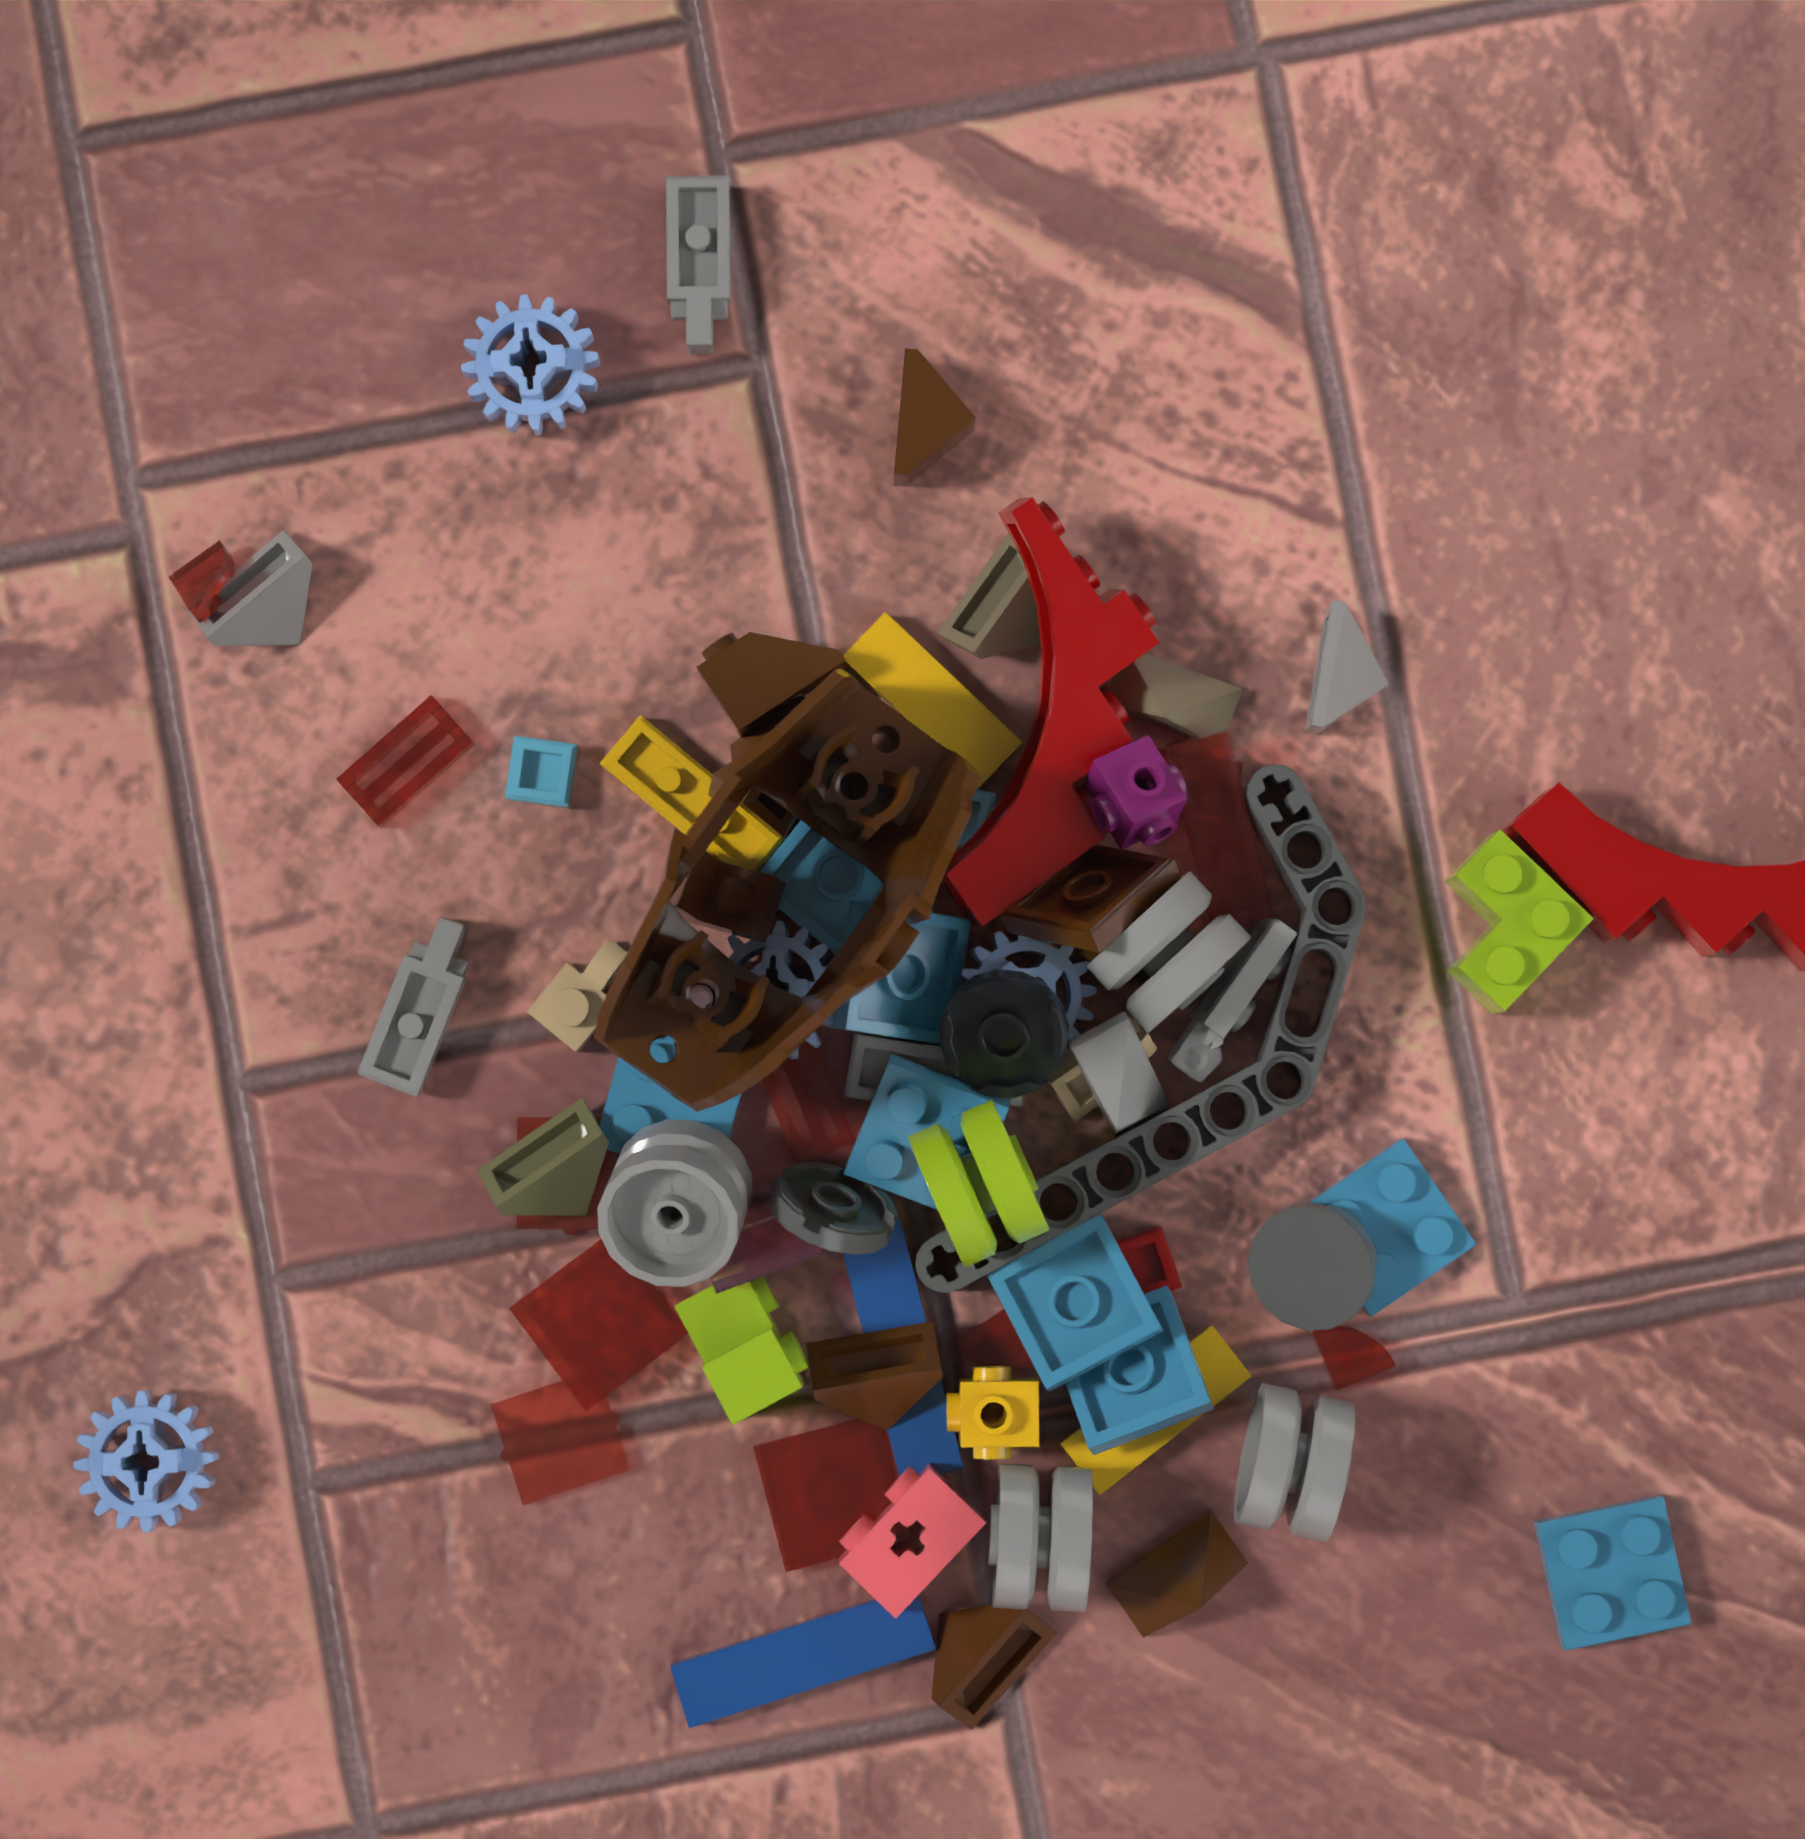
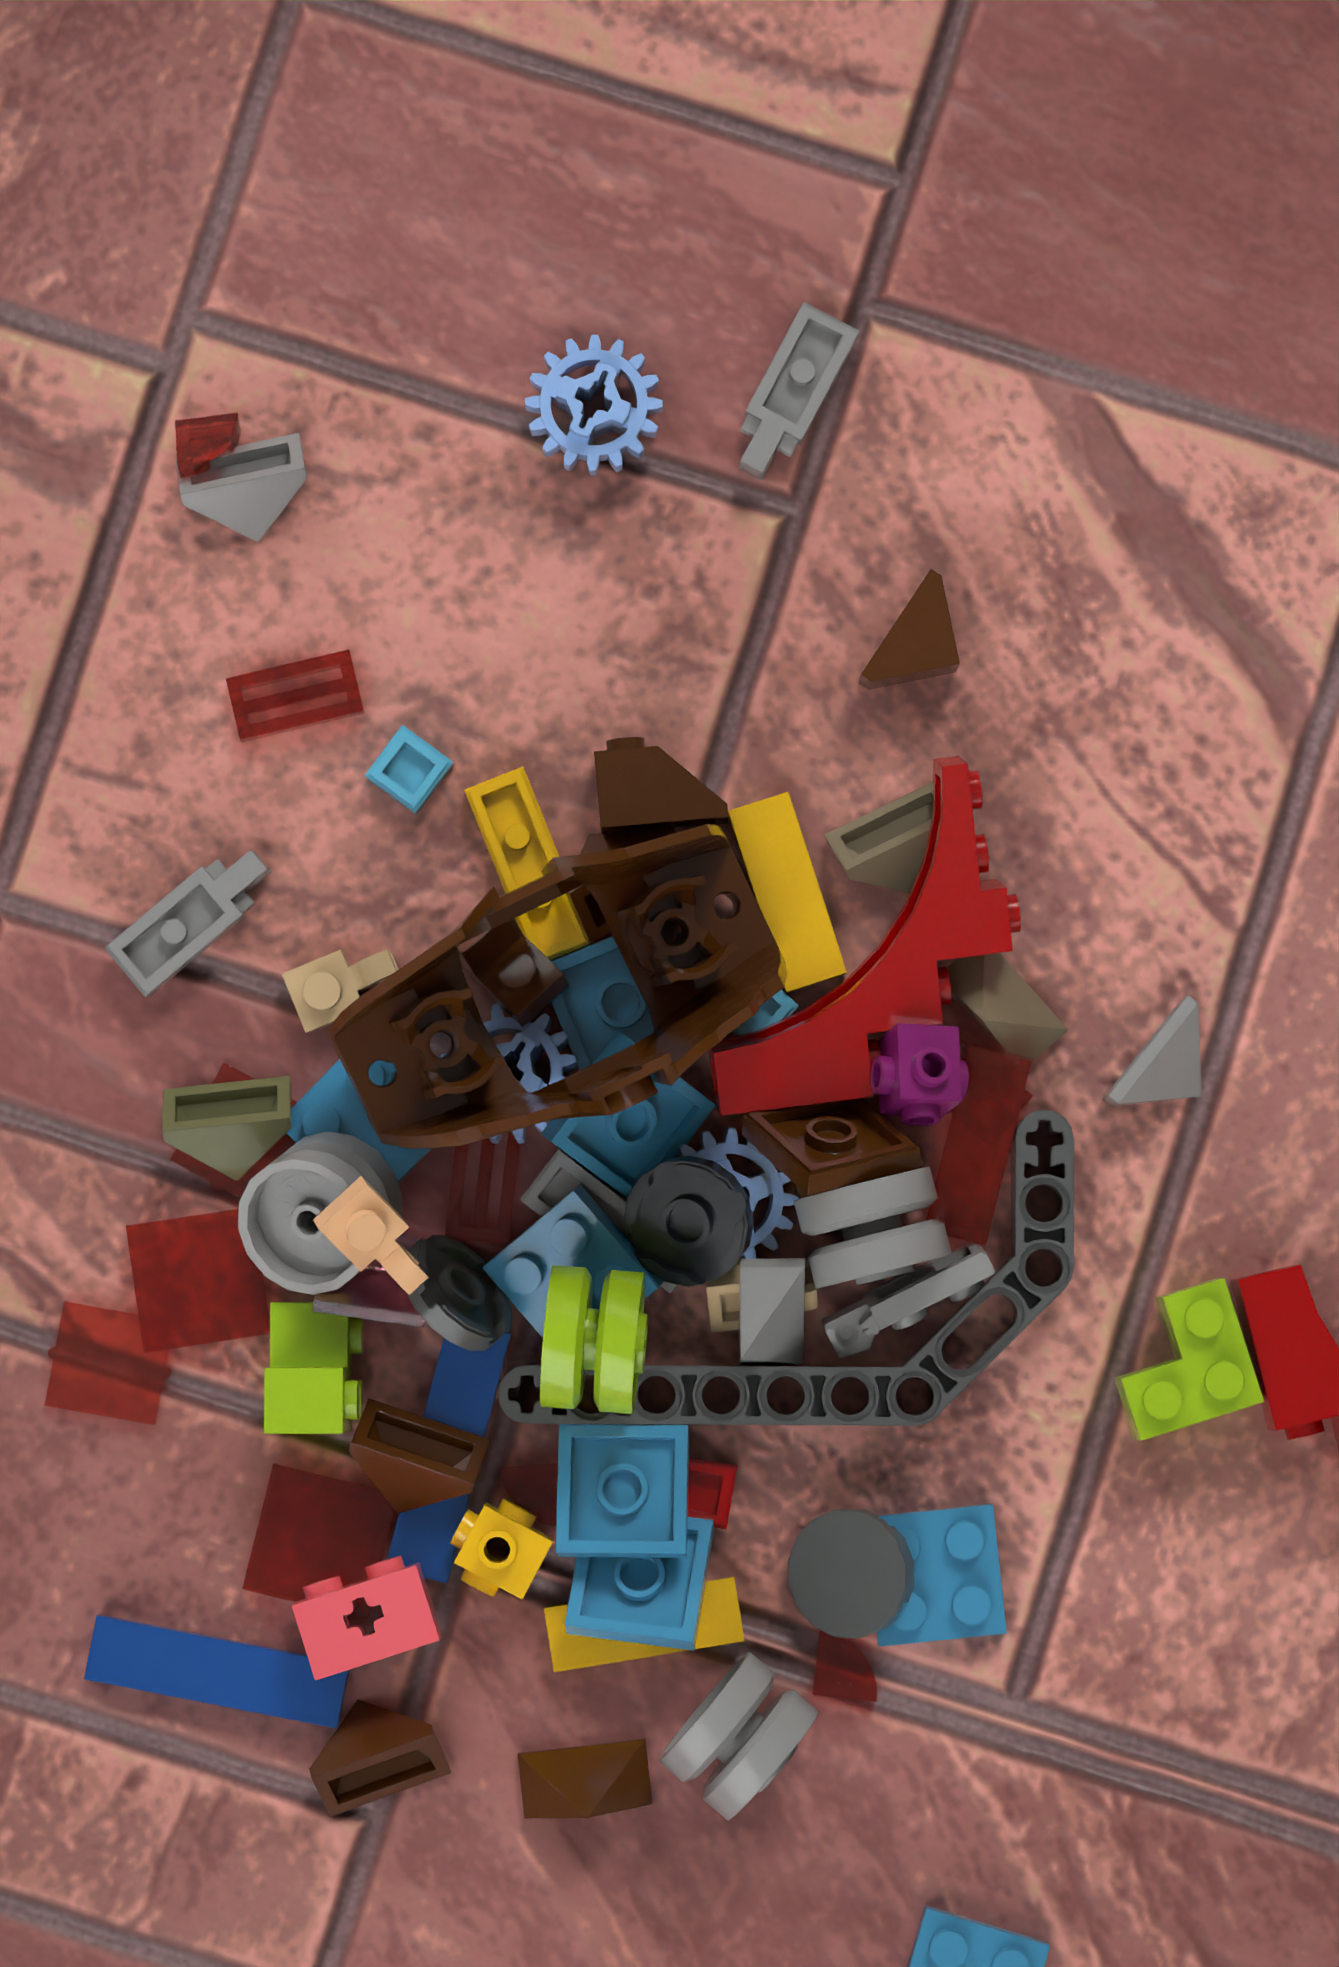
camera: 30 degrees right, 0 degrees up
(726, 1193) = (367, 1230): none -> light nougat plate
(1041, 1537) = (480, 1679): light grey wheel -> none

